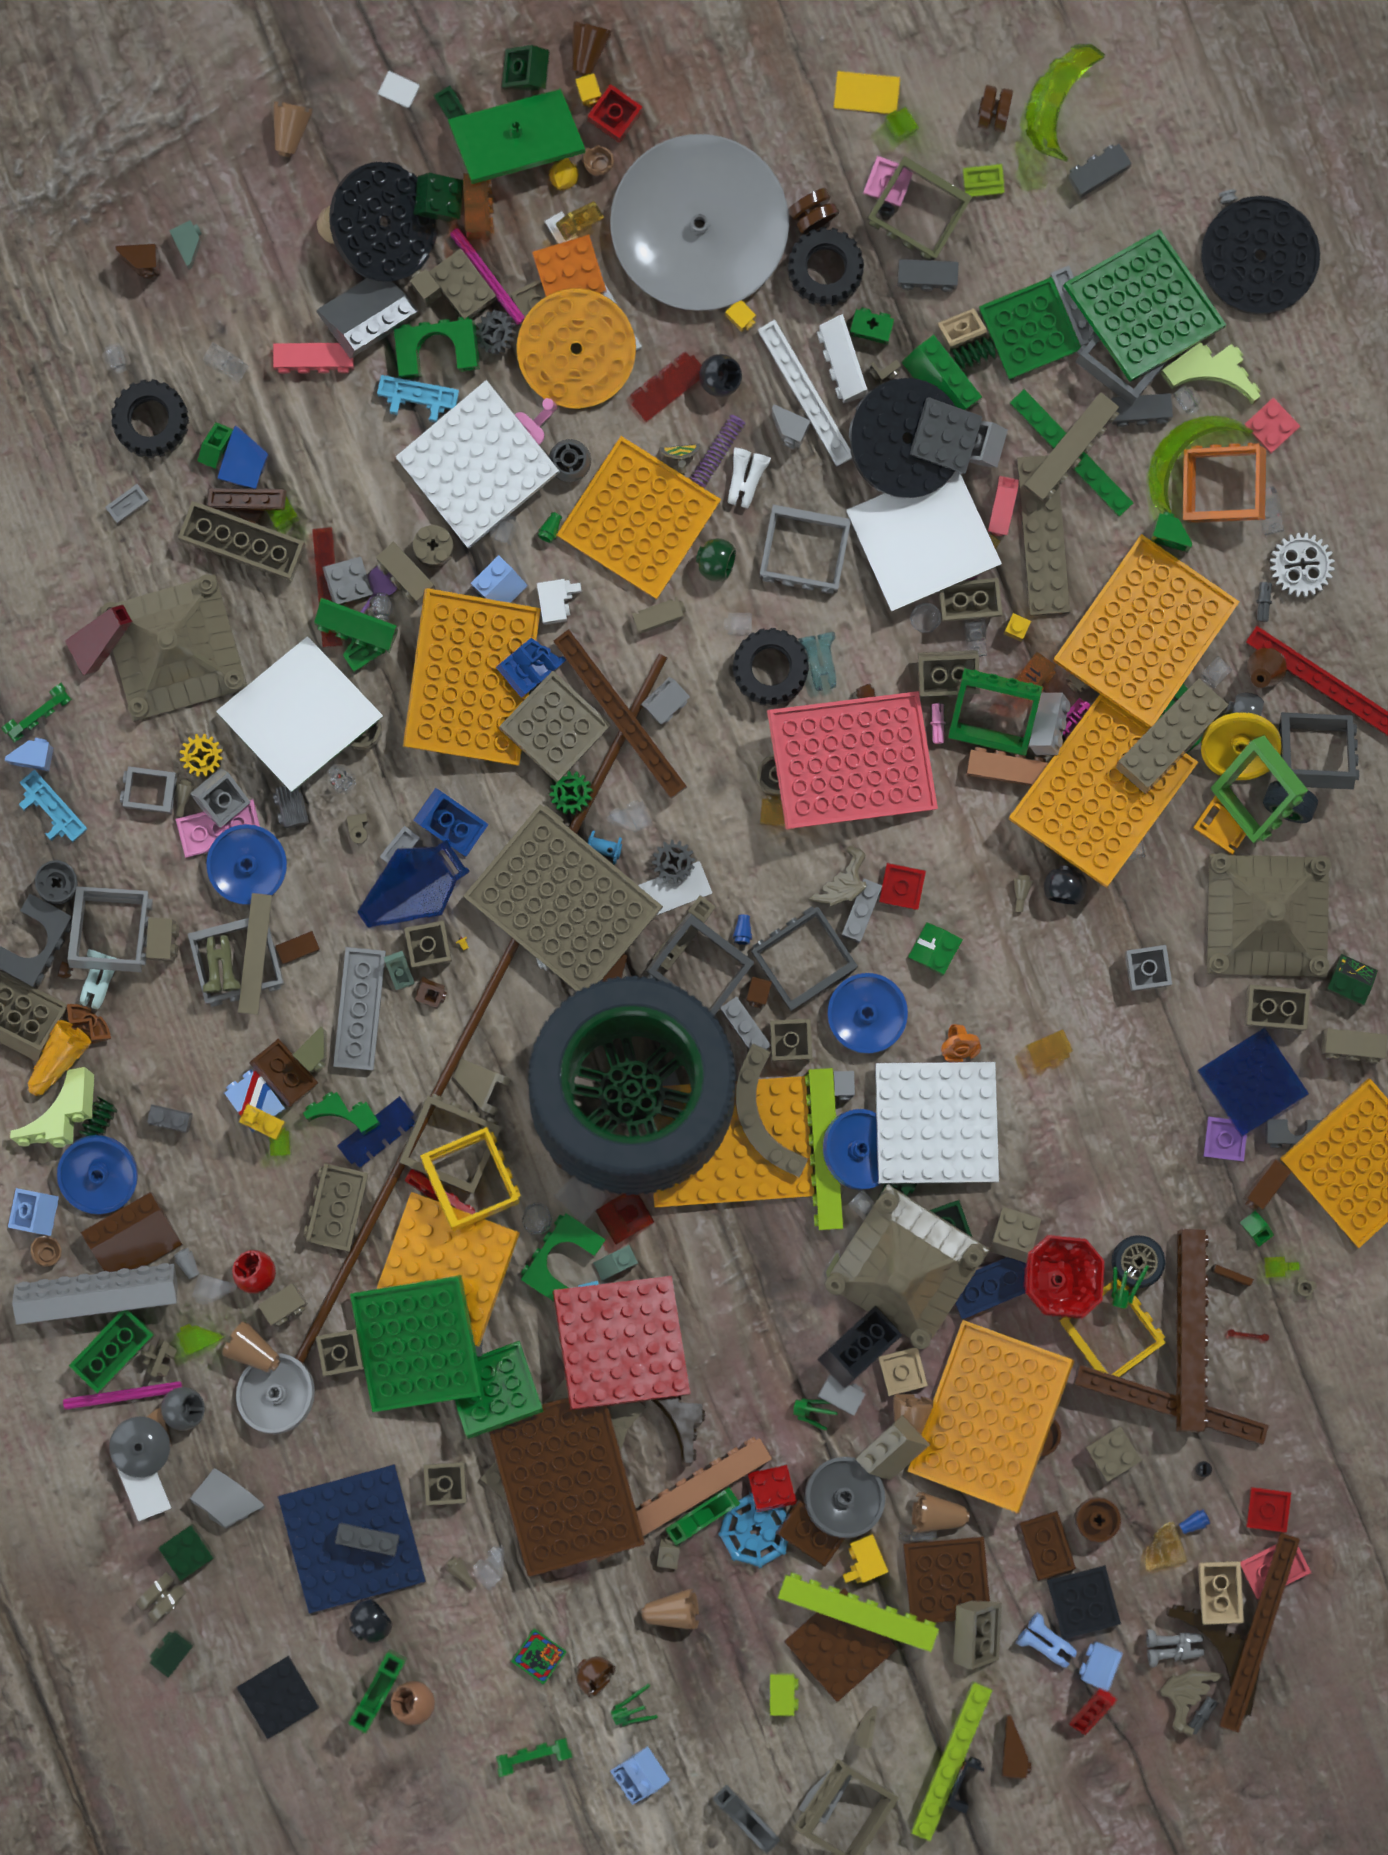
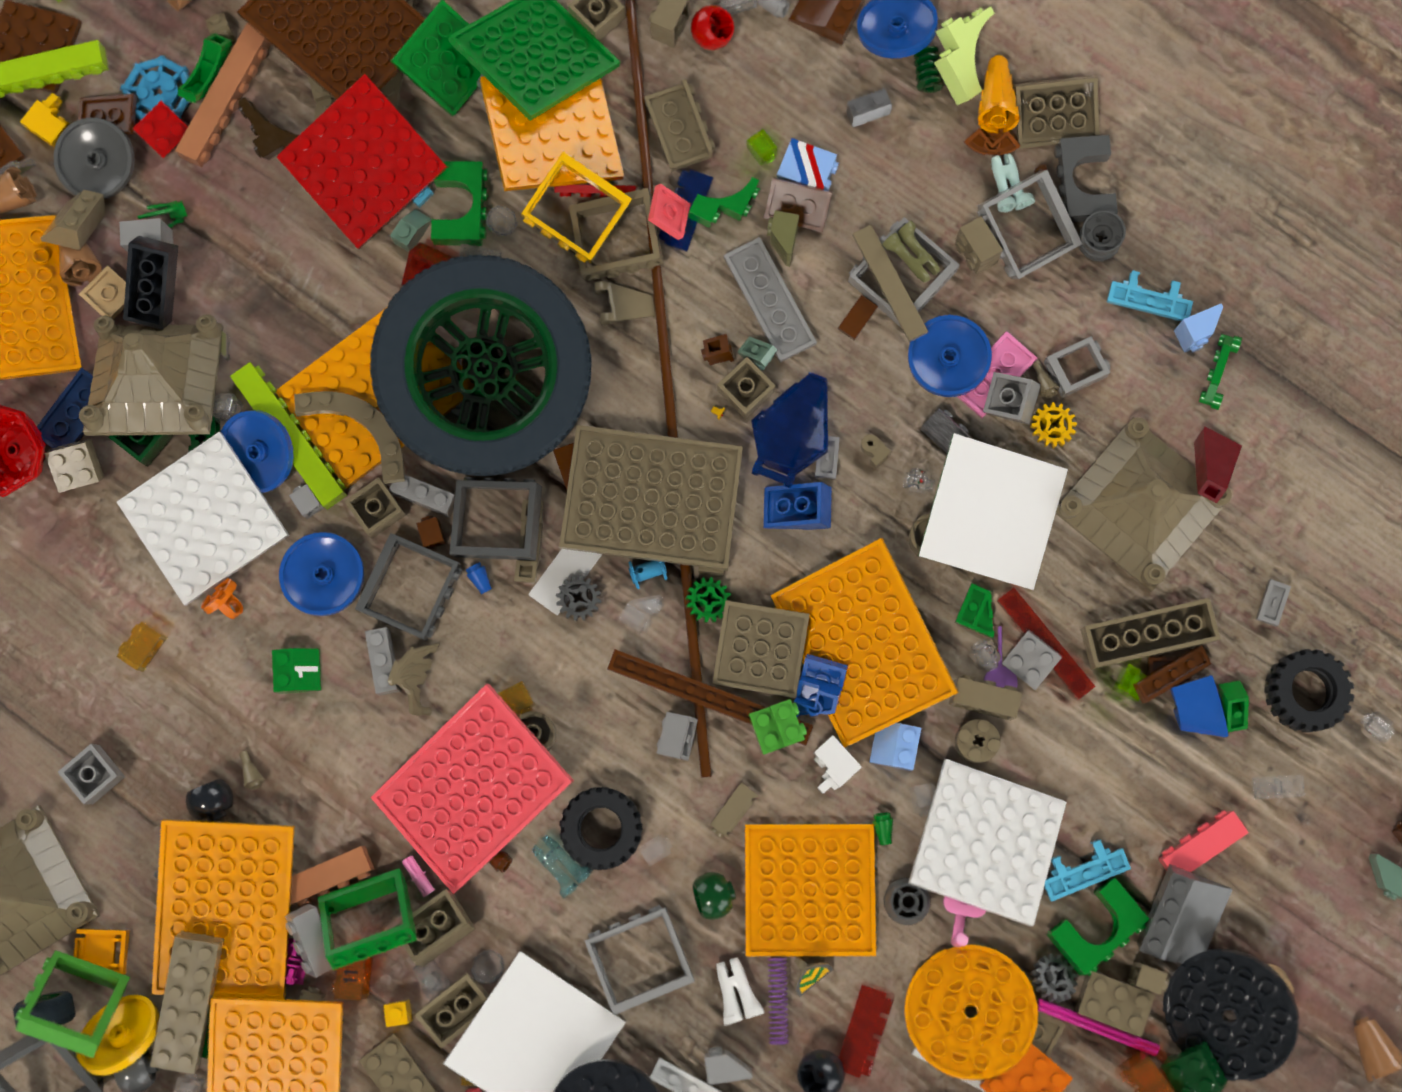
camera: 155 degrees right, 5 degrees down
(262, 1122) = (787, 146): yellow hinge -> none
(356, 626) = (997, 621): green slope -> none
(394, 1131) = (669, 211): none -> coral plate
(581, 656) = (777, 726): none -> bright green plate
(902, 886) = (360, 707): red plate -> none

